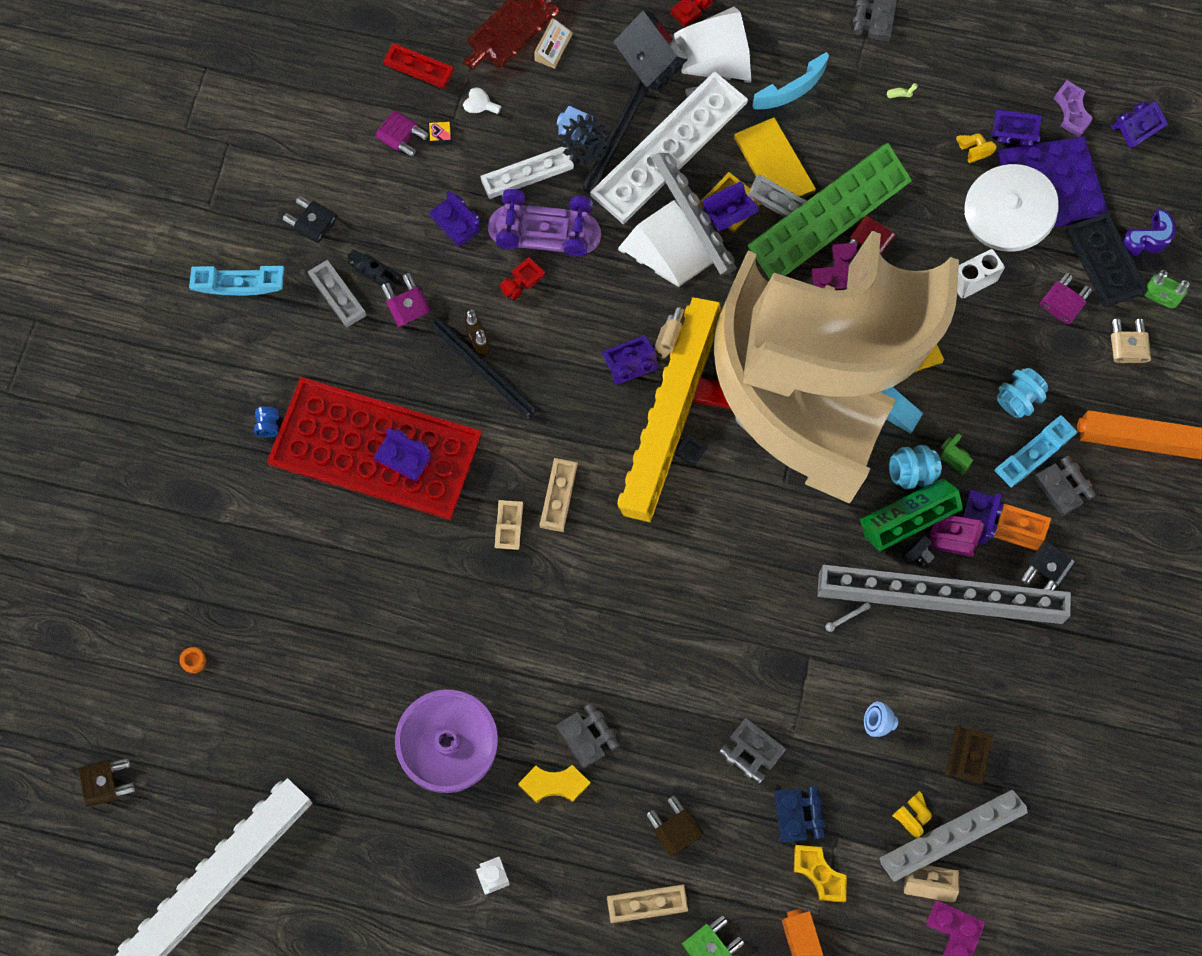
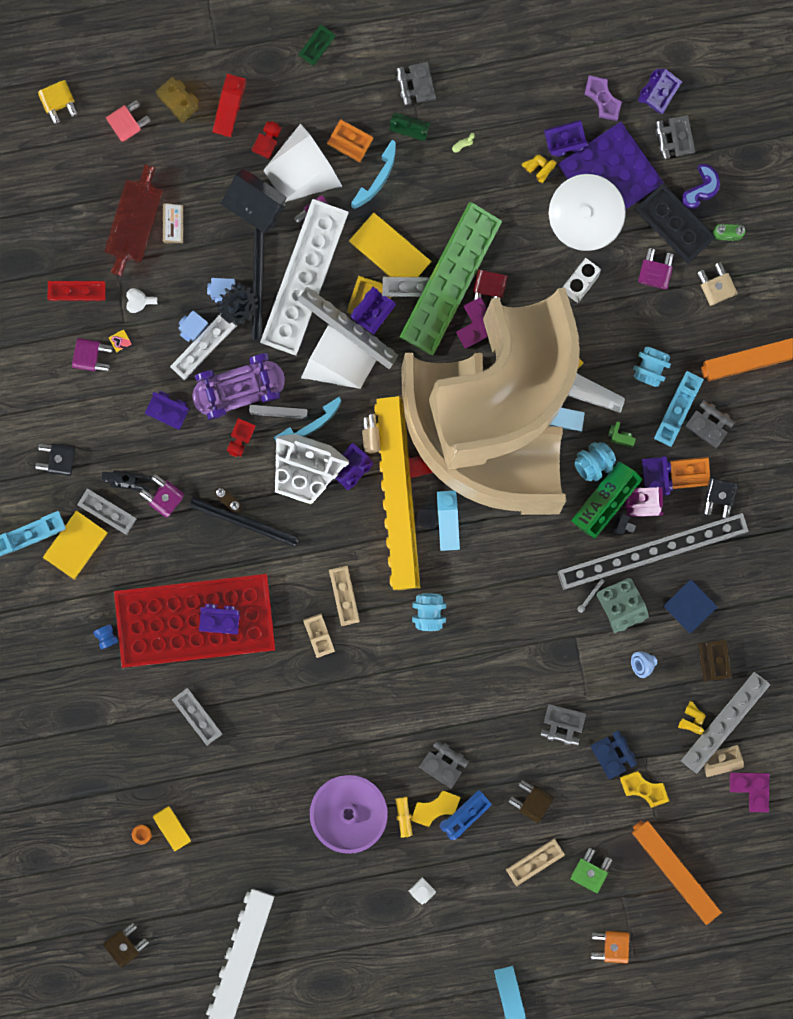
camera: 20 degrees left, 15 degrees up
(230, 667) = (171, 828): none -> yellow slope
(284, 314) = (75, 545): none -> yellow tile
(324, 554) = (197, 716): none -> light grey plate
(511, 776) = (404, 817): none -> yellow pin
(524, 146) = (192, 326): none -> light blue brick
(577, 269) = (278, 411): none -> light grey tile
(577, 334) = (305, 467): none -> white wedge
(587, 806) = (465, 815): none -> blue plate
(605, 301) = (330, 410): none -> medium azure slope
(649, 550) = (429, 612): none -> medium azure piece
(716, 460) = (448, 520): none -> medium azure slope
(780, 41) = (350, 141): none -> orange plate
(849, 52) = (409, 126): none -> dark green hinge
(882, 643) = (623, 605): none -> sand green bracket
(937, 393) = (595, 394): none -> white wedge
(962, 679) = (690, 606): none -> dark blue tile
(1146, 178) = (681, 137): none -> flat silver plate

